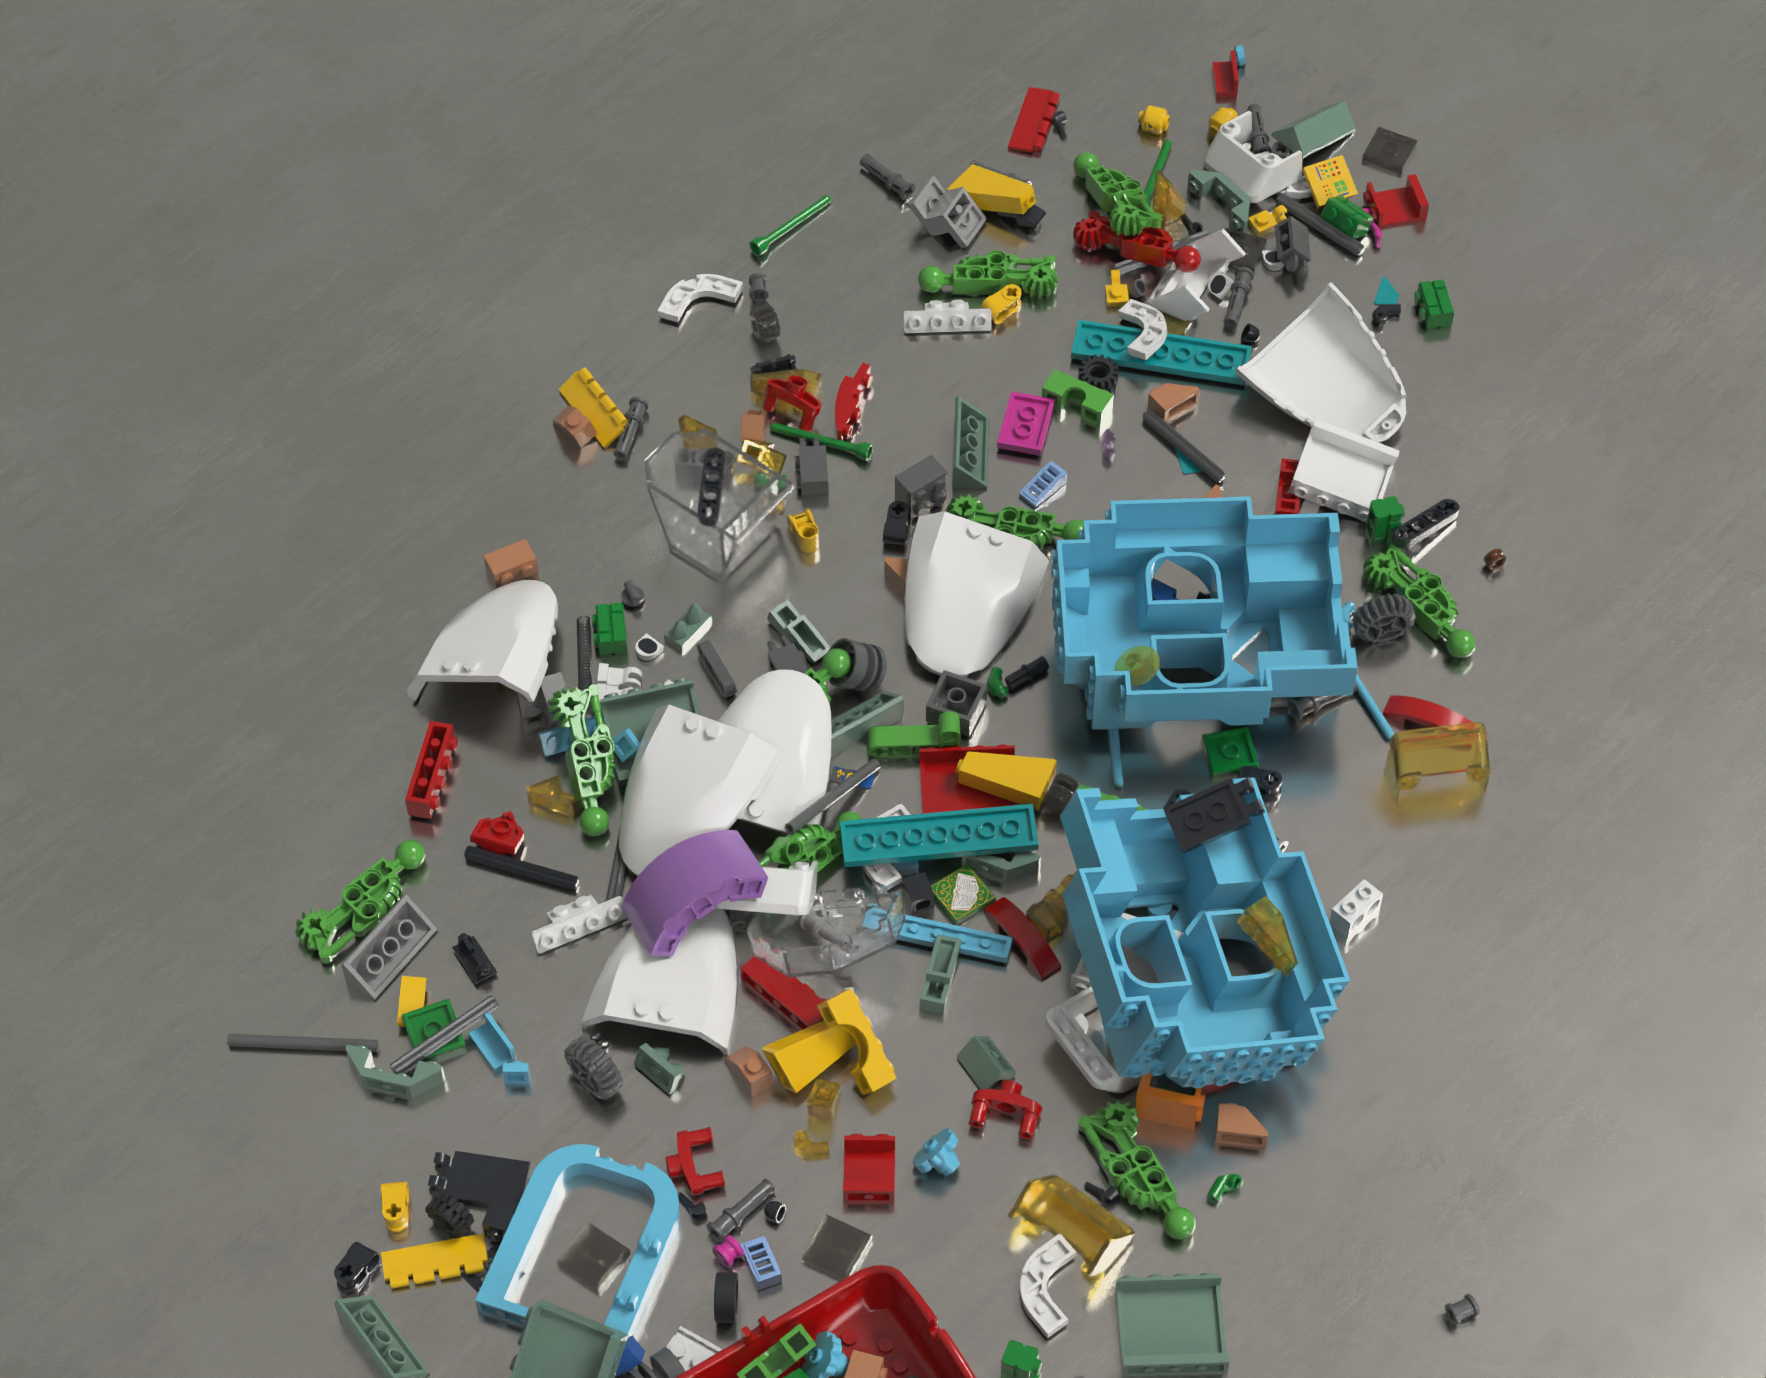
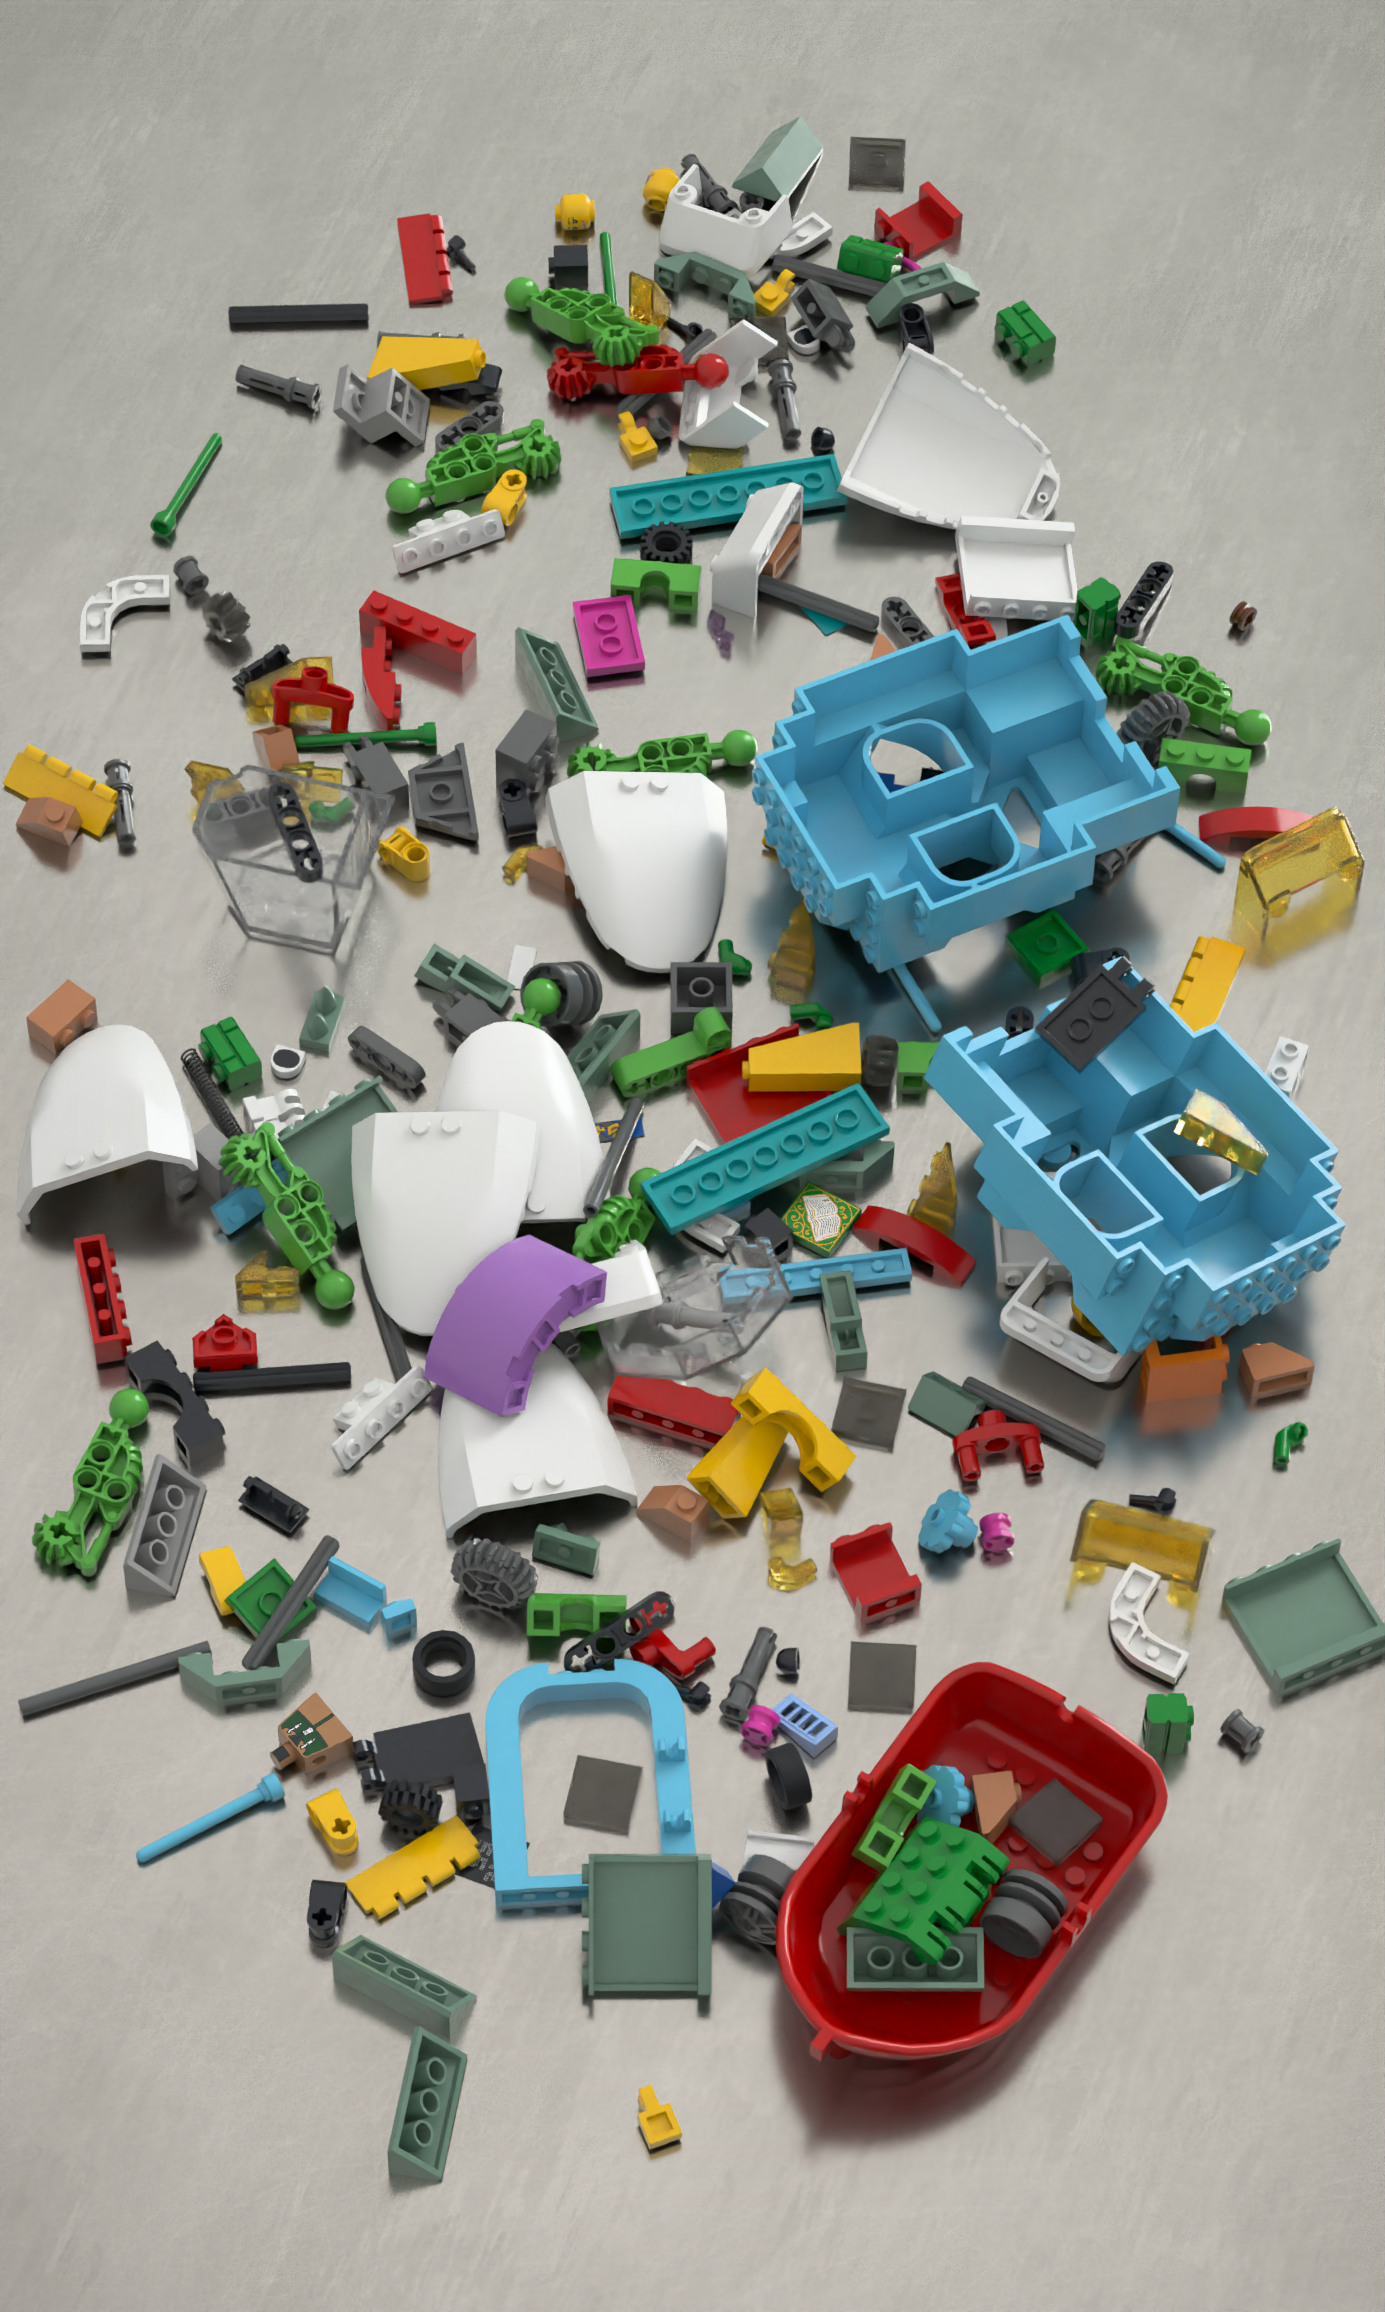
camera: 25 degrees left, 0 degrees up
(361, 1164) = (266, 1790): none -> medium azure piece
(410, 1137) = (312, 1737): none -> medium nougat torso
(446, 885) = (156, 1374): none -> black arch
(530, 1101) = (439, 1684): none -> black tyre
(623, 1111) = (554, 1613): none -> bright green arch
(626, 745) = (333, 1183): medium azure plate -> none
(632, 594) = (233, 1003): dark grey plate -> none
(658, 1148) = (621, 1637): none -> black beam
(850, 631) = (521, 962): none -> white sticker
(853, 497) = (444, 795): none -> dark grey wing
(878, 561) = (518, 859): none -> clear yellow arm
(893, 378) = (419, 632): none -> red brick
(926, 131) = (298, 313): none -> black axle
(926, 1049) = (869, 1412): none -> clear smoke tile
(972, 1173) = (996, 1532): none -> dark pink wheel
(1016, 239) = (474, 419): none -> dark grey beam
(1026, 672) = (762, 933): black axle -> none
(1035, 741) = (814, 1011): none -> green arm
(1040, 698) = (796, 957): none -> clear yellow slope
(1044, 1098) = (1026, 1414): none -> dark grey axle
(1051, 473) = (674, 686): light blue slope -> none
(1119, 1124) = (1139, 1417): bright green arm -> none
(1131, 155) = (569, 265): none -> black brick
(1141, 662) = (921, 868): clear yellow dish -> none
(1153, 324) = (703, 463): white plate -> none
(1153, 389) = (752, 544): none -> white windscreen
(1219, 284) = (757, 391): tile -> none
(1226, 77) = (636, 131): red panel -> none
(1240, 55) = (639, 99): medium azure tile -> none
(1247, 481) = (907, 619): none -> dark grey beam
(1329, 180) = (829, 221): yellow tile -> none
(1331, 823) = (1206, 981): none -> yellow windscreen
(1342, 253) = (919, 285): none -> sand green slope
(1354, 276) = (914, 328): none -> black piece
(1384, 311) = (967, 360): black arm -> none
(1386, 293) = (959, 340): teal sticker -> none
(1426, 665) = (1224, 764): none -> bright green arch

